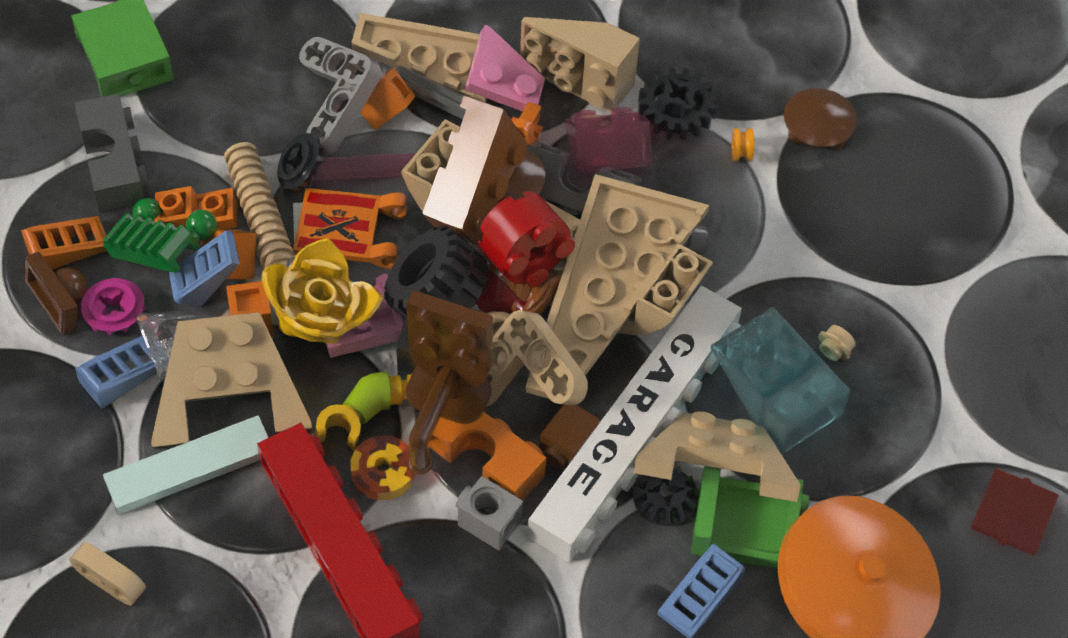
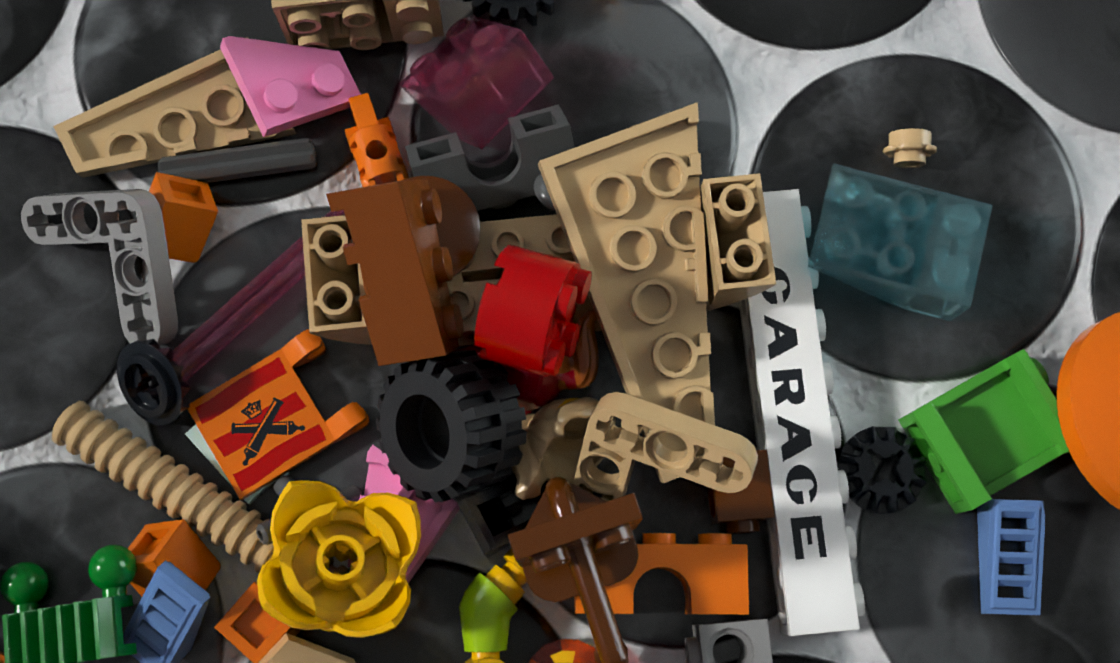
camera: 40 degrees left, 20 degrees up
(181, 202) = (69, 539): orange slope -> none
(723, 445) = (914, 370): tan wing -> none

